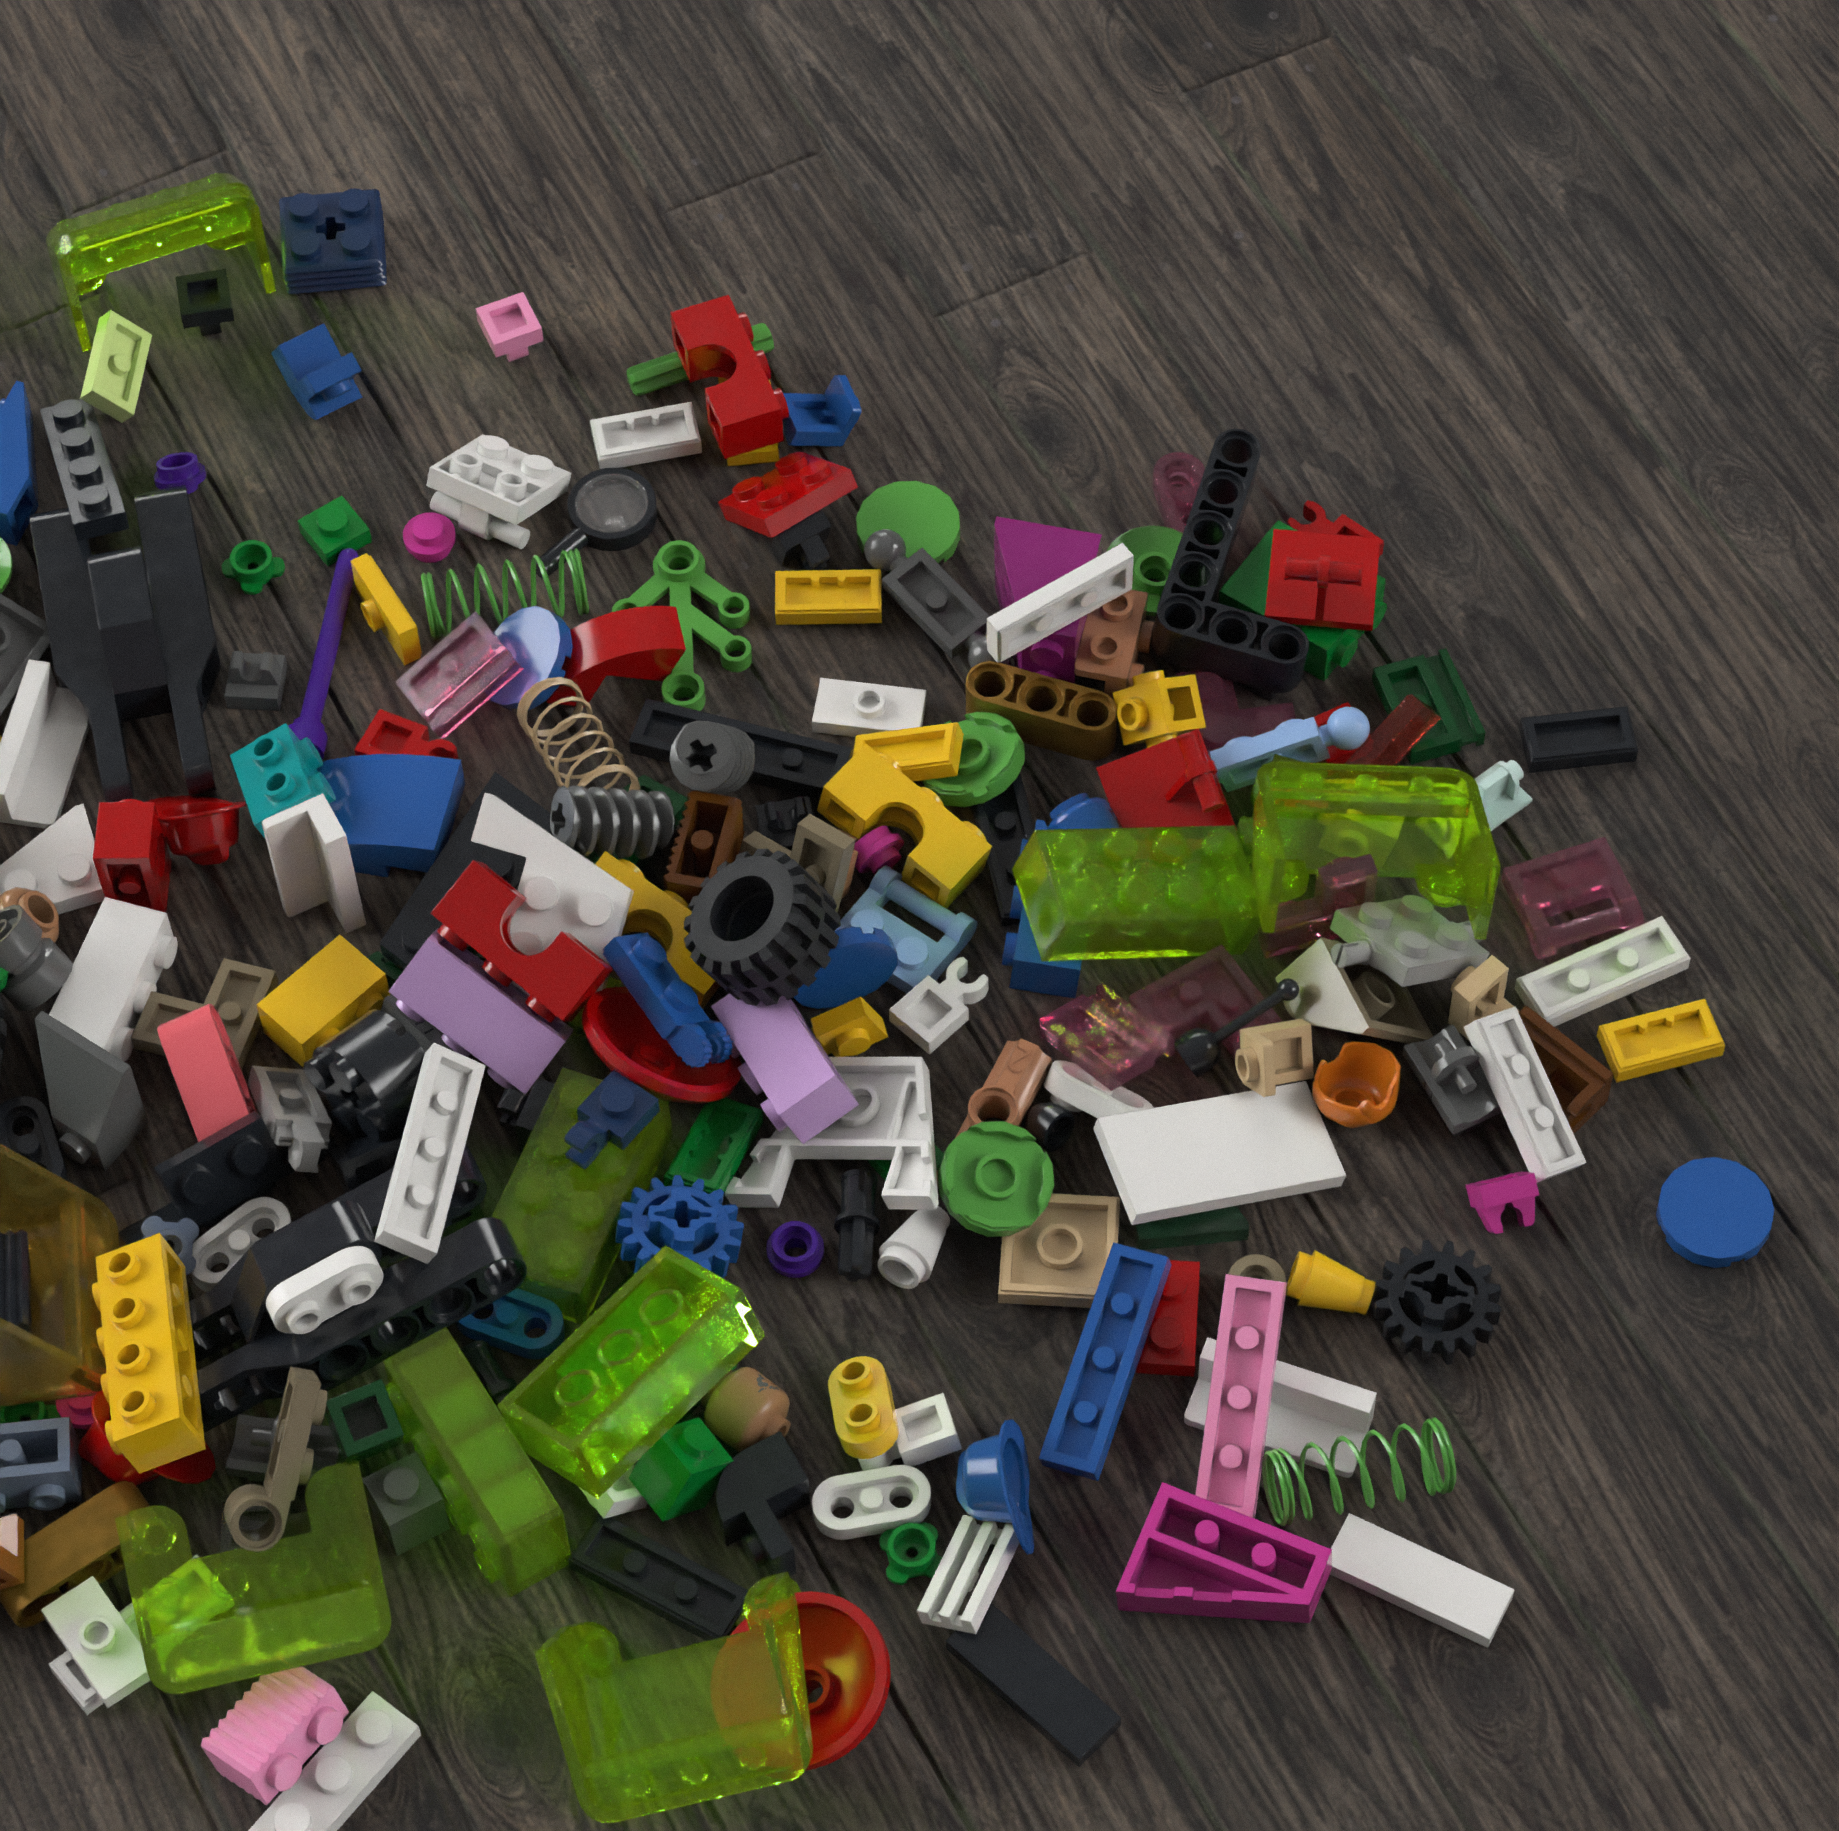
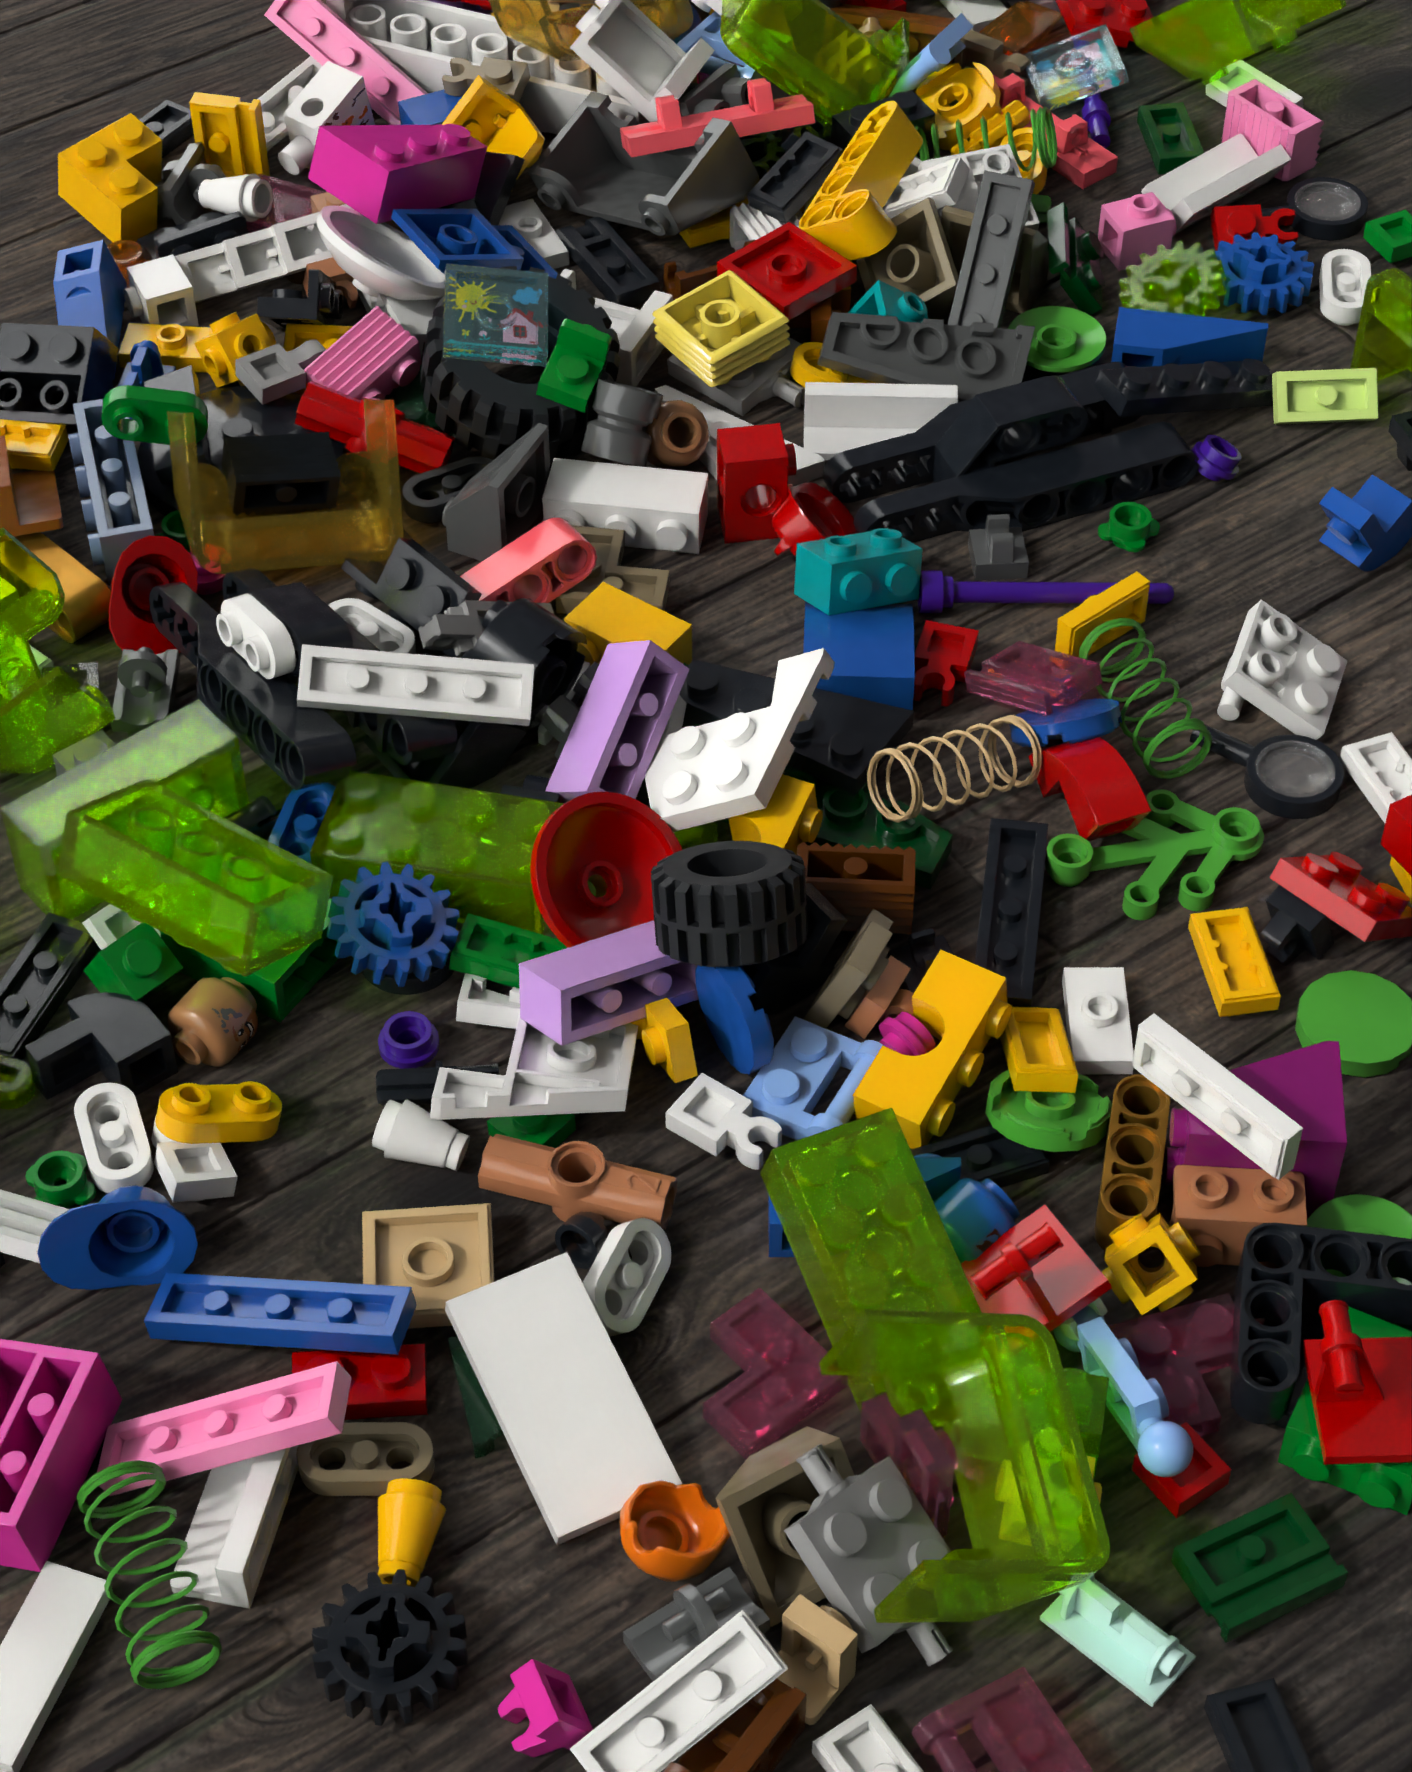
camera: 80 degrees right, 10 degrees down
(148, 1354) = (209, 557): yellow brick -> none
(179, 1233) = (356, 578): sand blue plate -> none
(287, 1465) = (102, 655): dark tan plate -> none
(313, 861) = (760, 590): white panel -> none
(334, 529) = (1194, 578): green plate -> none
(364, 1422) = (139, 698): dark green brick -> none
(429, 537) = (1206, 644): dark pink plate -> none
(480, 913) = (690, 682): red arch -> none
(609, 1114) = (495, 836): dark blue plate -> none
(612, 820) = (850, 784): dark grey piece -> none
(667, 1000) = (679, 827): blue hinge -> none
(694, 750) = (959, 858): dark grey piece -> none
(930, 597) = (1274, 1026): dark grey plate -> none
(995, 1179) = (486, 1176): bright green tile -> none
(1106, 1036) = (700, 1272): clear pink plate -> none
(1203, 1048) = (704, 1368): black hinge -> none
(1275, 1055) = (695, 1431): tan bracket -> none
(1396, 734) = (1165, 1508): clear red tile -> none

